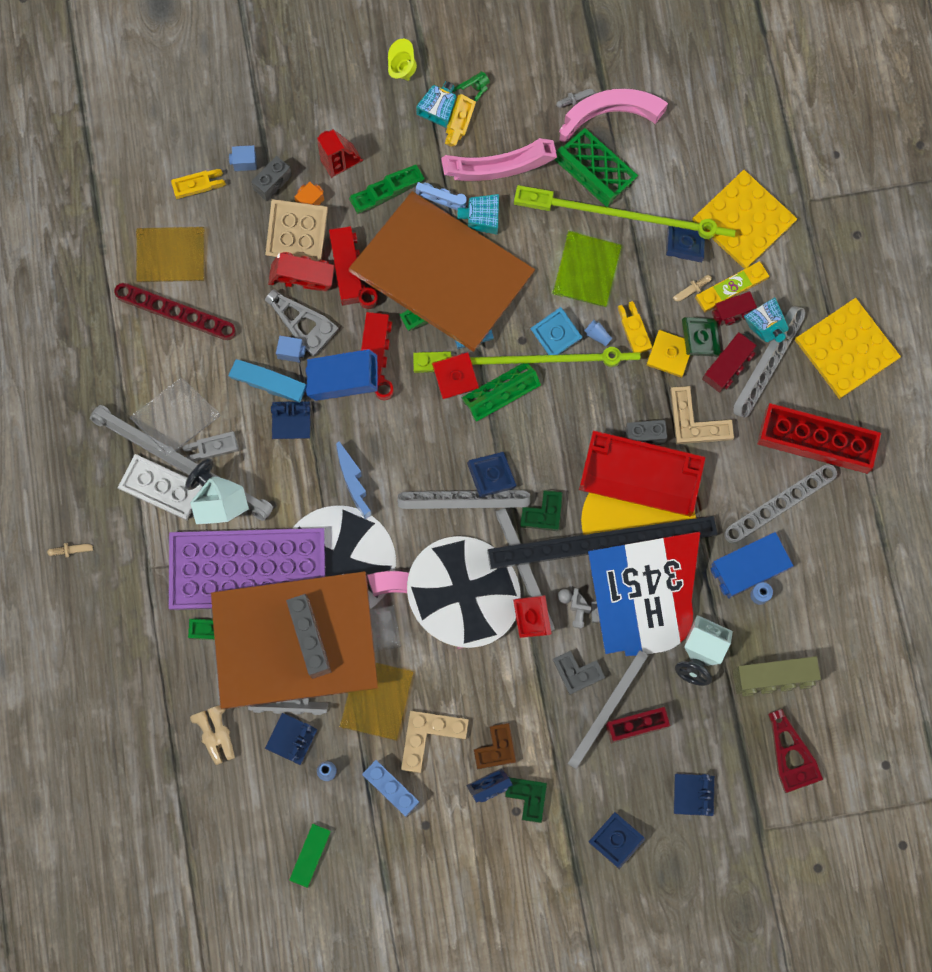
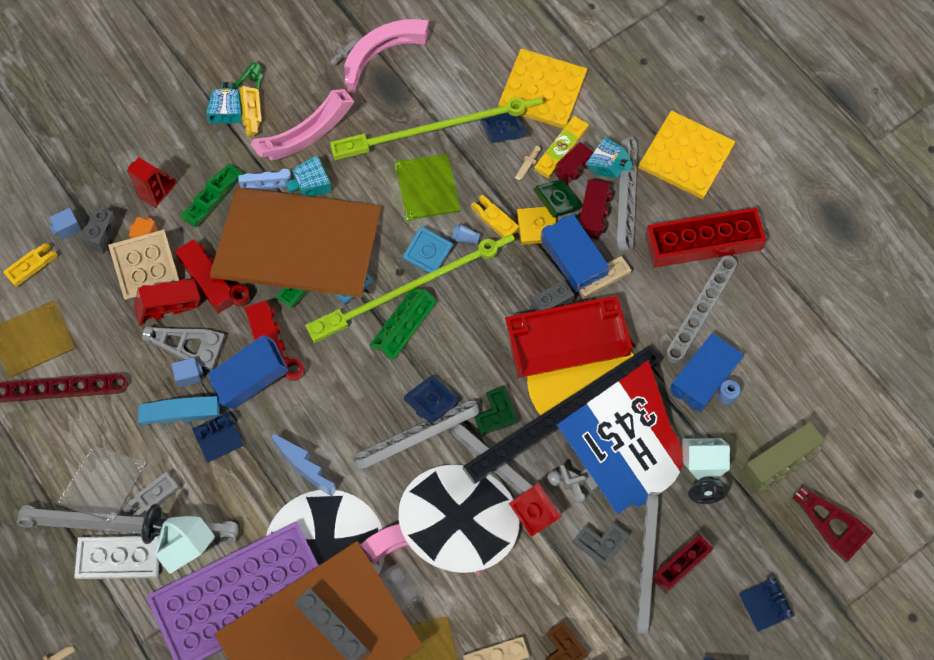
camera: 25 degrees left, 10 degrees down
(401, 60) = (174, 81): neon yellow piece -> none
(455, 375) = (353, 327): red plate -> none
(587, 178) = (387, 109): green fence -> none
(688, 397) = (574, 252): none -> blue brick

